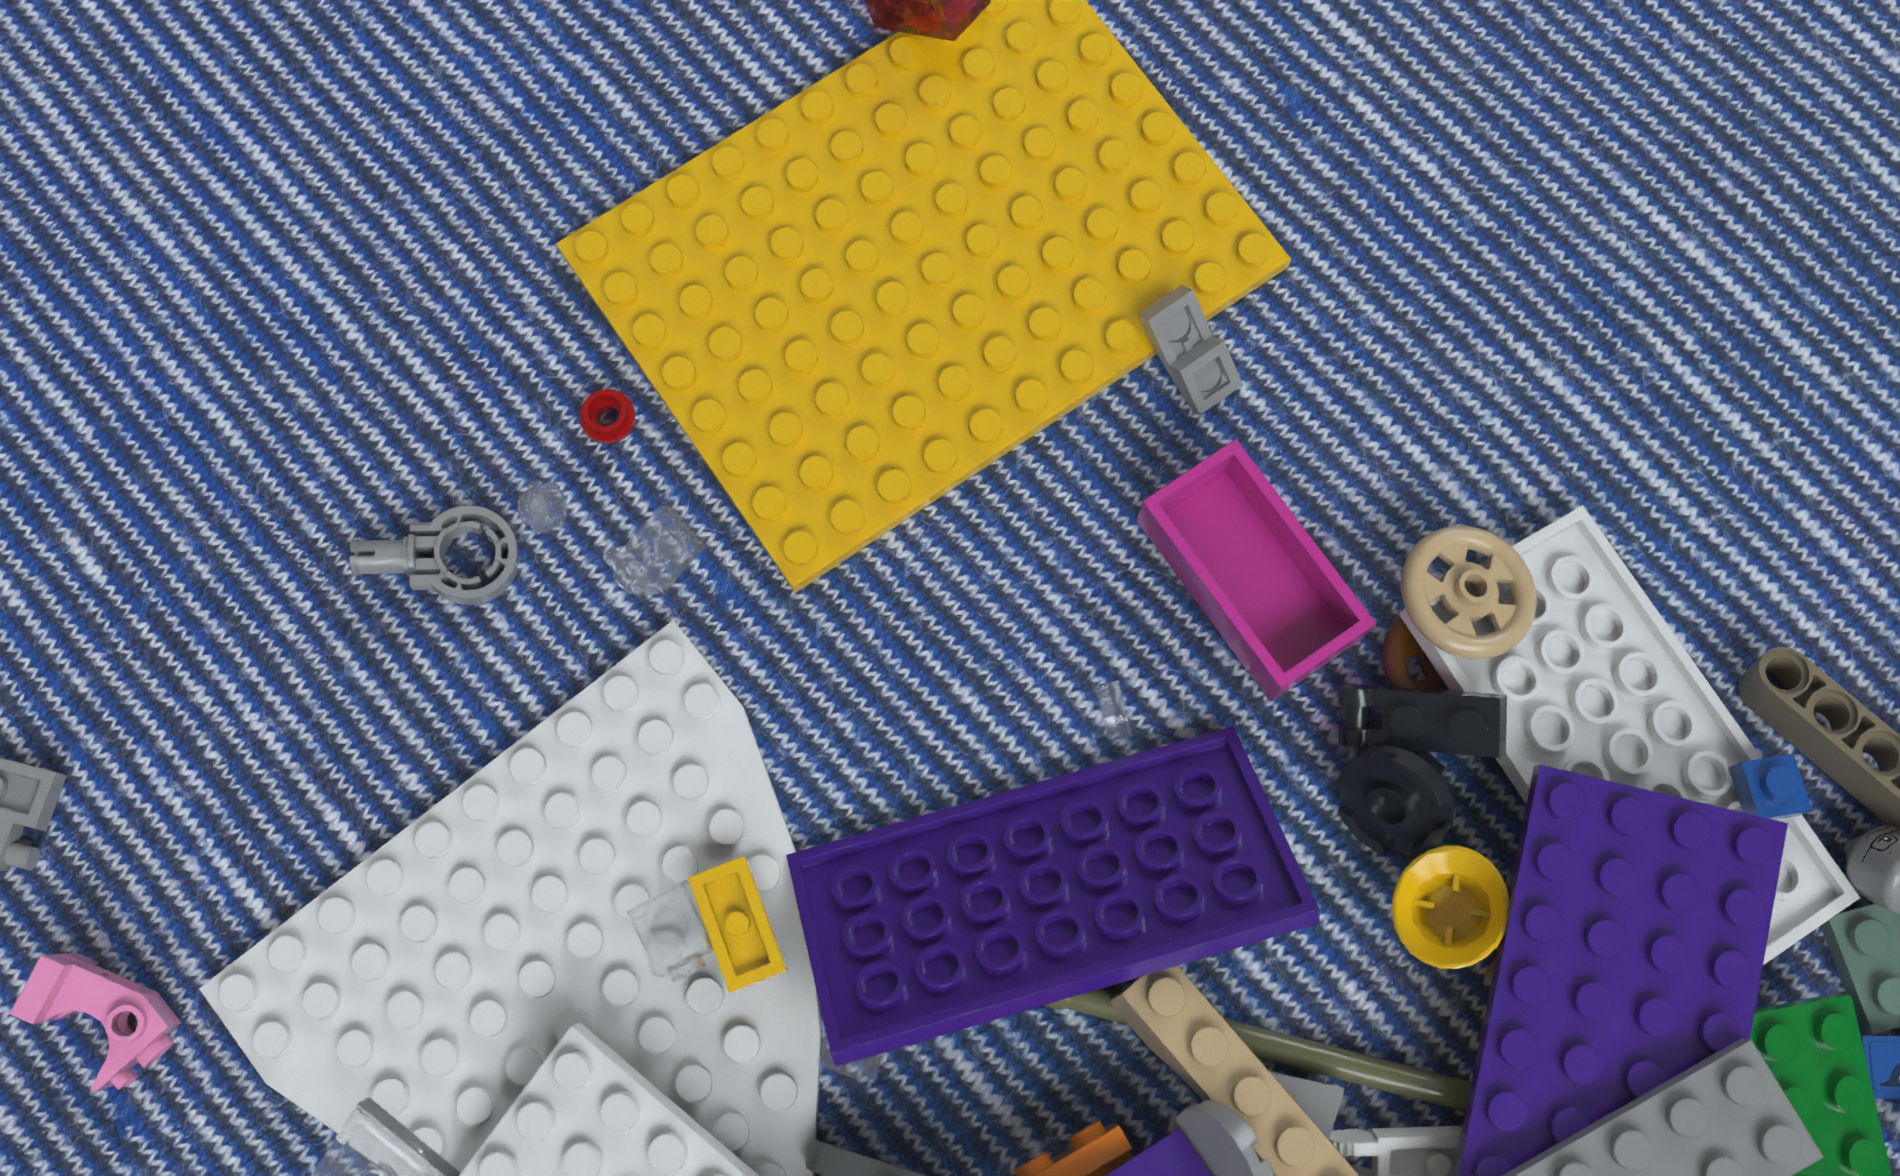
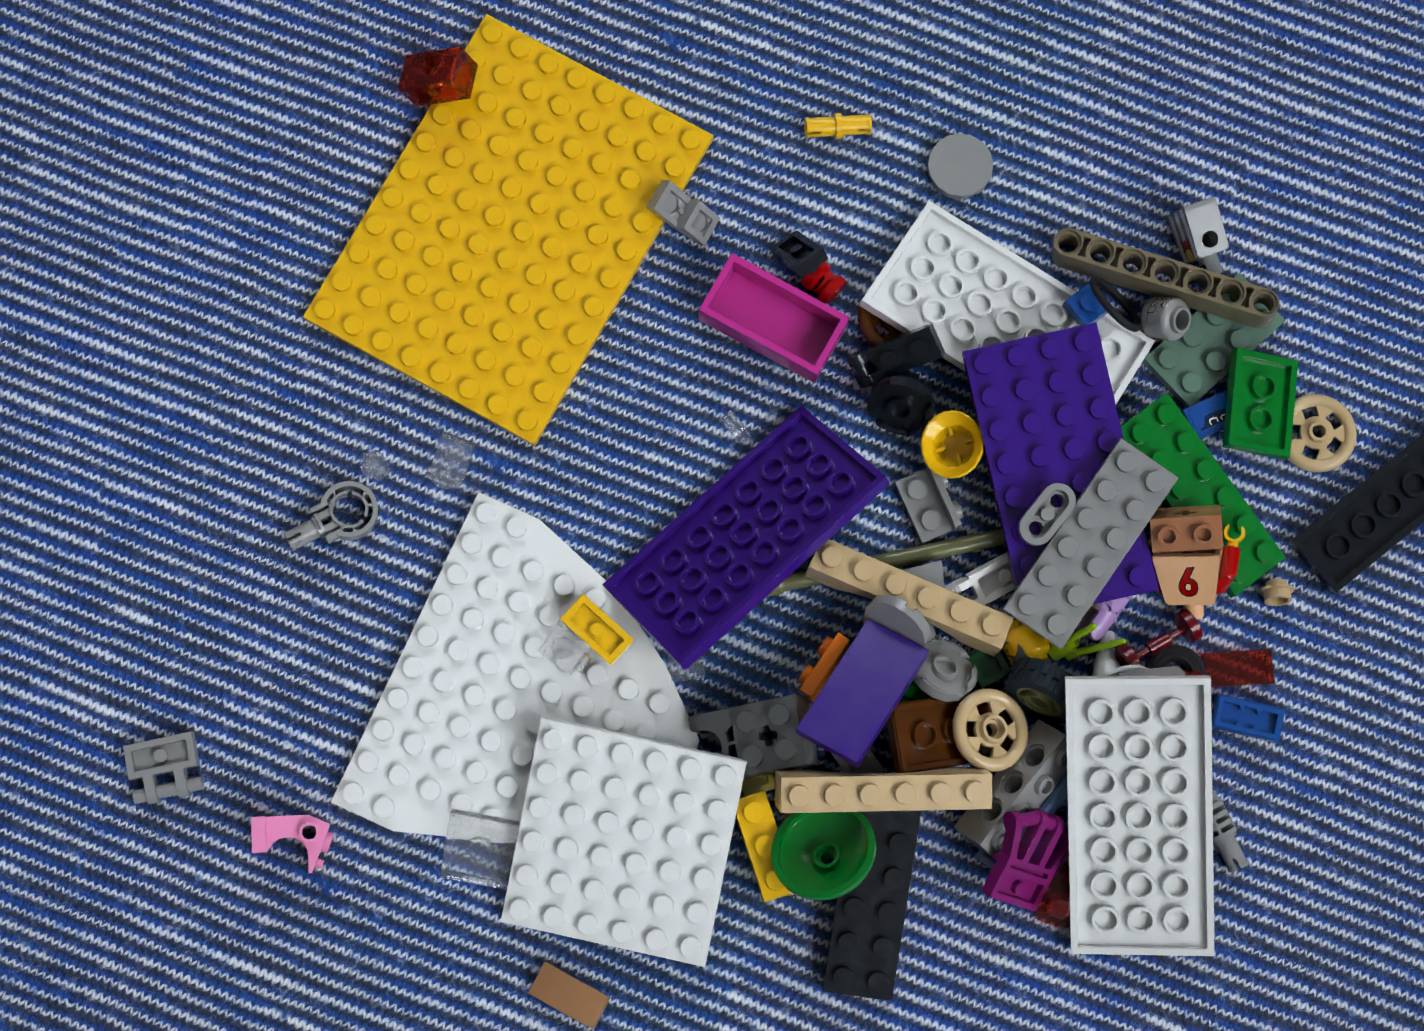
camera: 30 degrees left, 5 degrees up
(600, 403) = (376, 392): red plate -> none
(1341, 491) = (799, 253): none -> black plate
(1358, 552) = (824, 283): none -> red wheel
(1365, 984) = (929, 505): none -> light grey bracket
(1489, 330) = (837, 126): none -> yellow pin
(1504, 566) = (894, 302): tan plate -> none
(1561, 1110) = (1046, 515): none -> light grey plate
(1653, 477) = (960, 166): none -> light grey tile
(1820, 807) = (1094, 282): none -> black tyre

